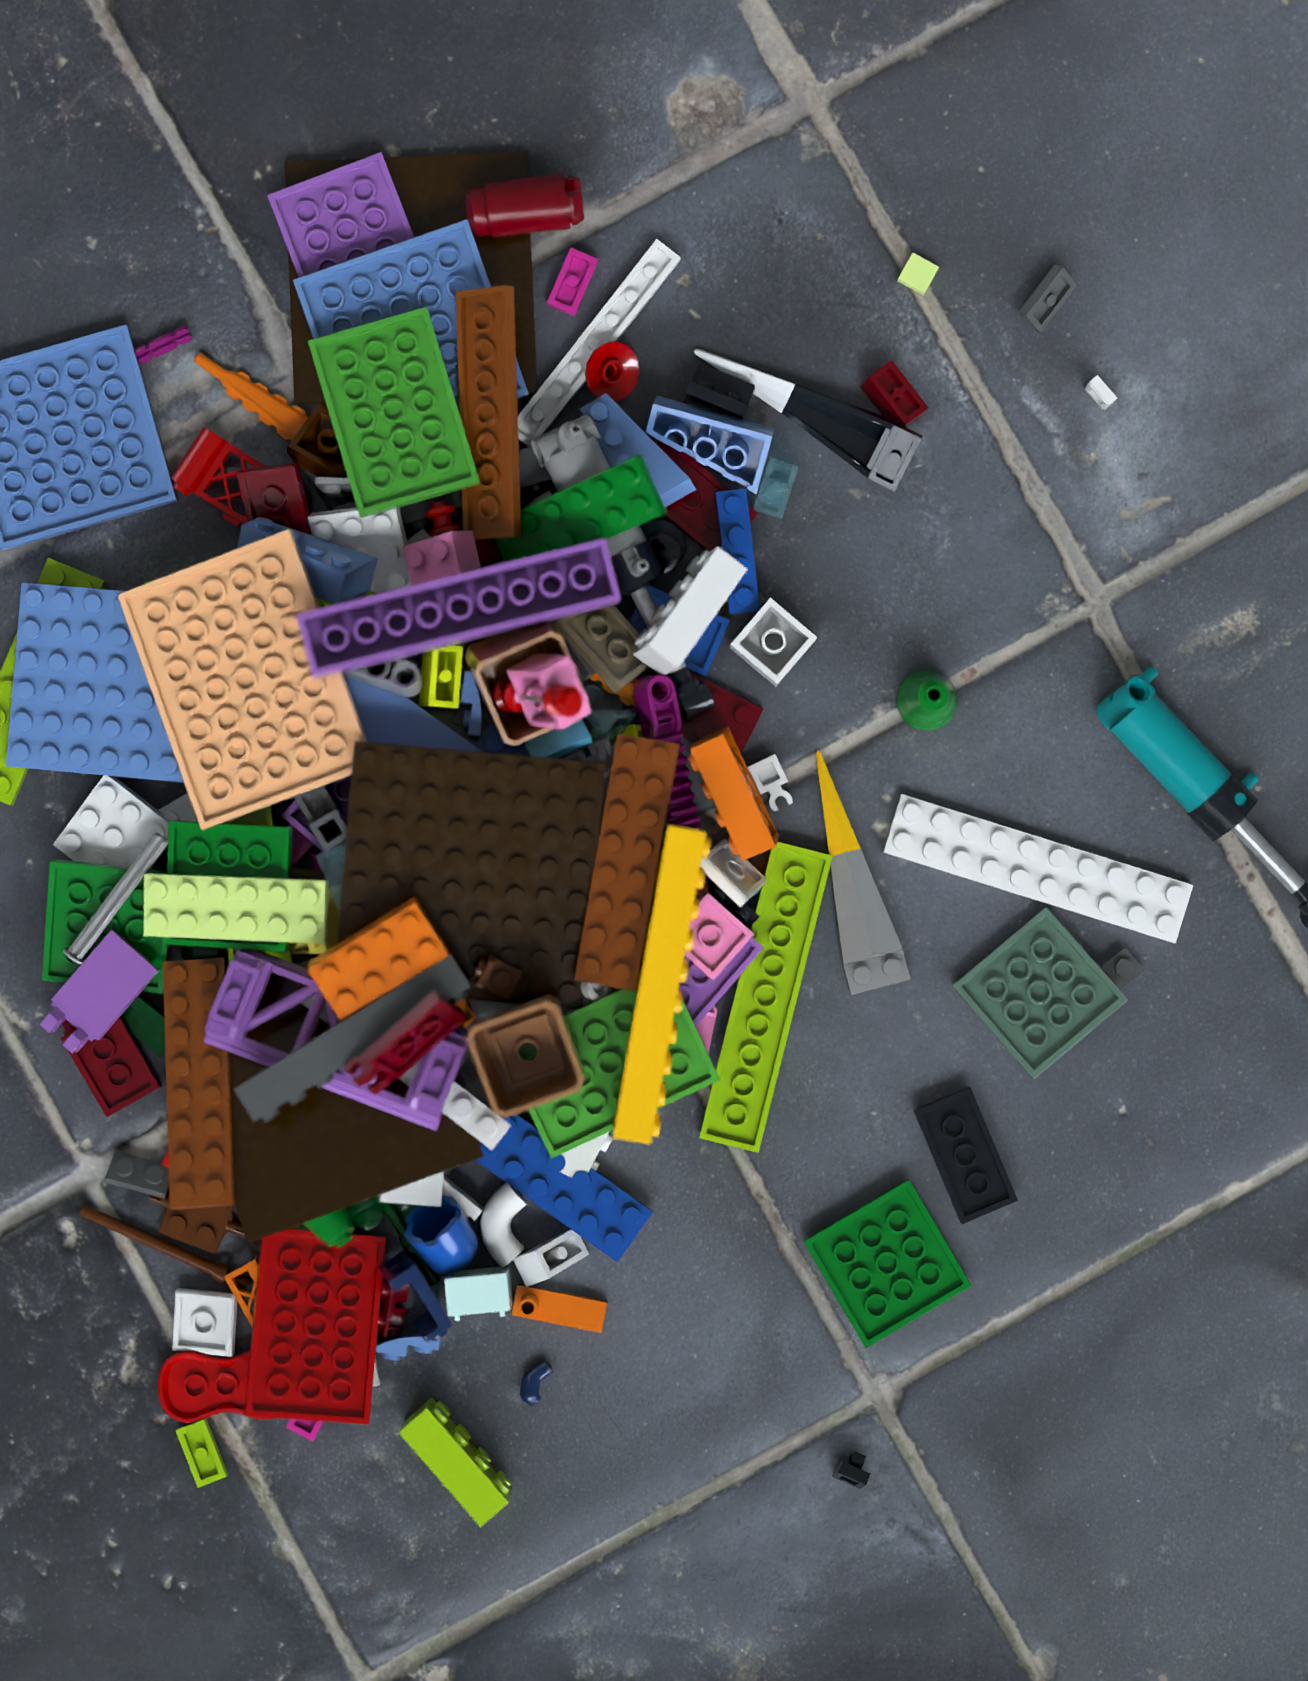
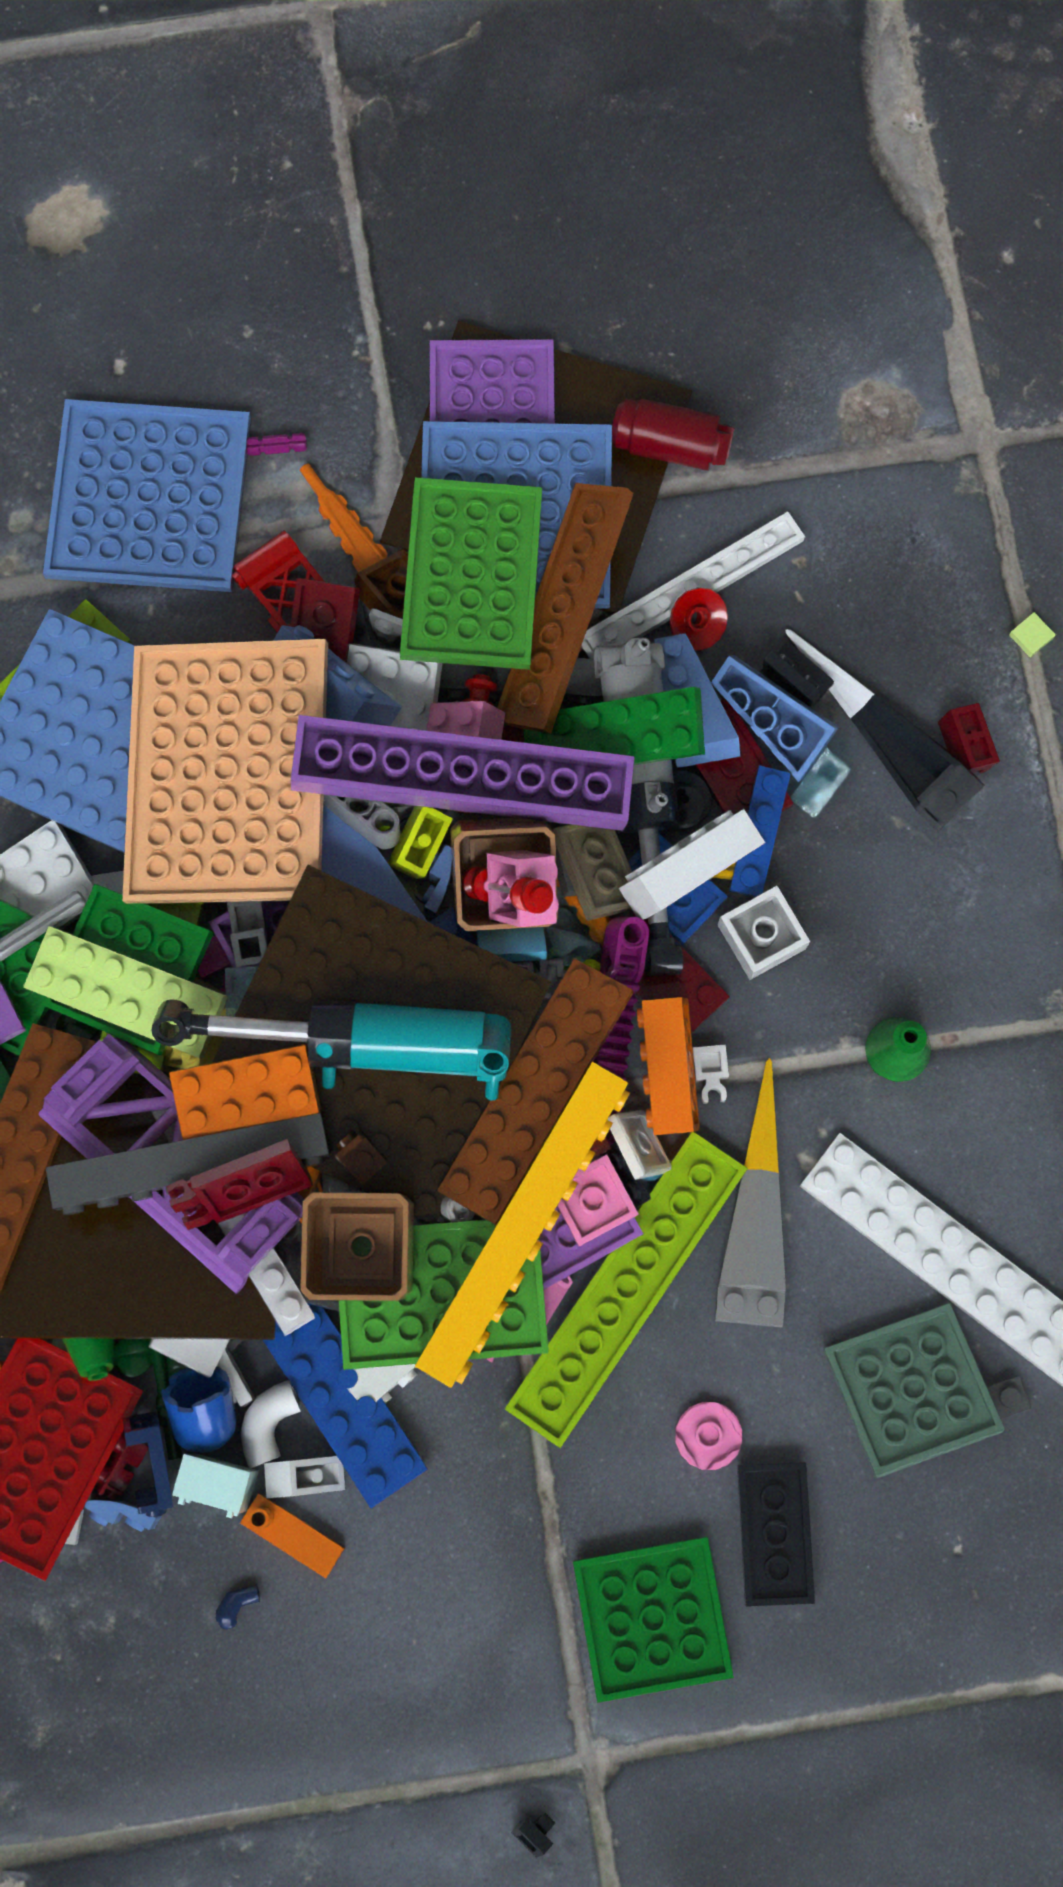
camera: 20 degrees right, 10 degrees down
(456, 1461) = (121, 1658): lime brick -> none
(465, 875) = (366, 1037): none -> teal piece
(572, 282) = (691, 523): dark pink plate -> none
(880, 1094) = (708, 1435): none -> bright pink tile

